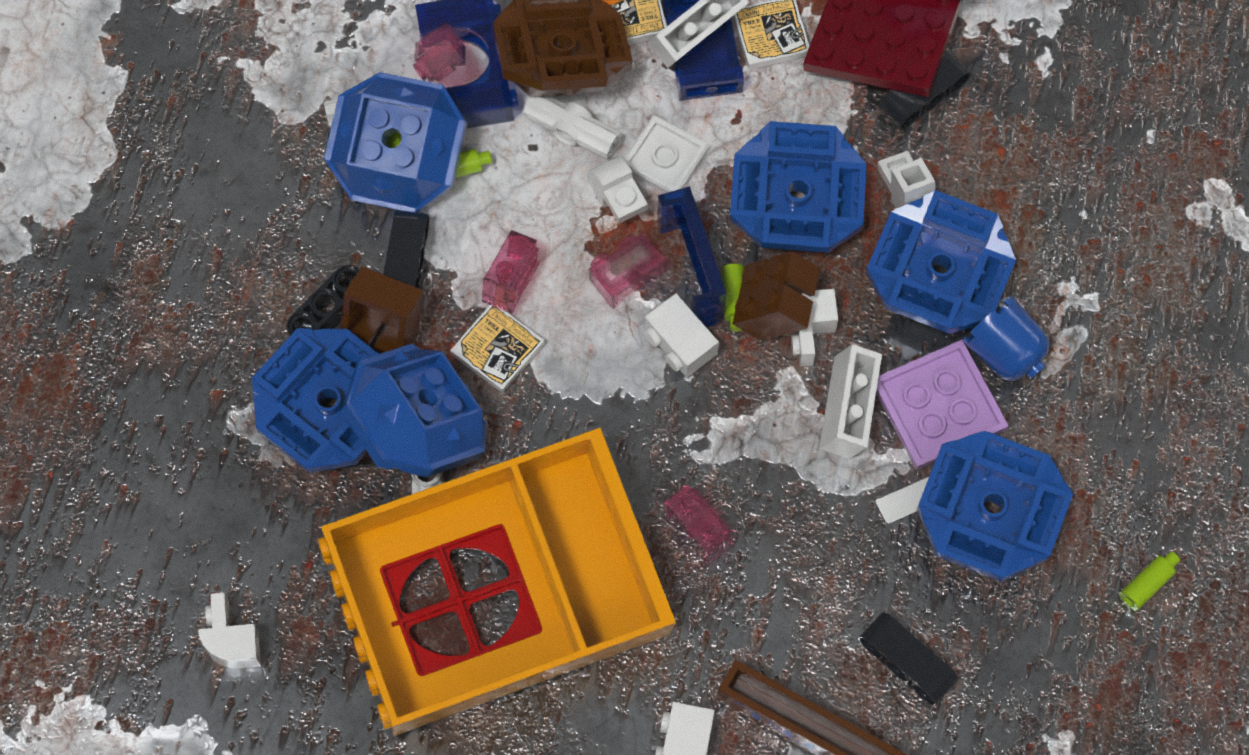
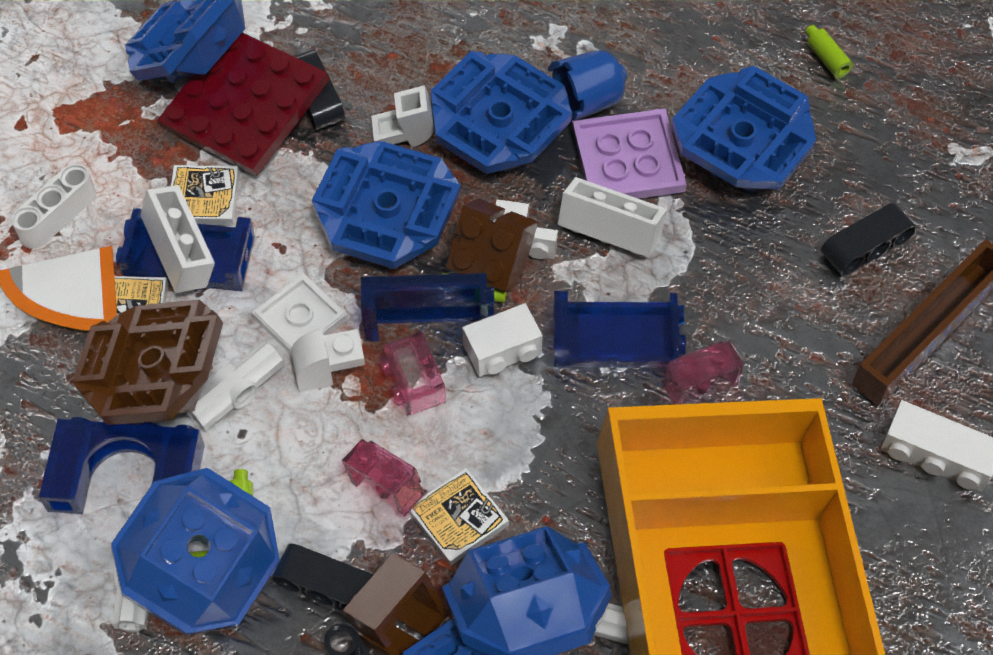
camera: 75 degrees left, 10 degrees down
(439, 54) = (112, 481): clear pink window -> none
(726, 437) = (617, 333): none -> clear blue panel
(901, 502) = (710, 205): white sticker -> none

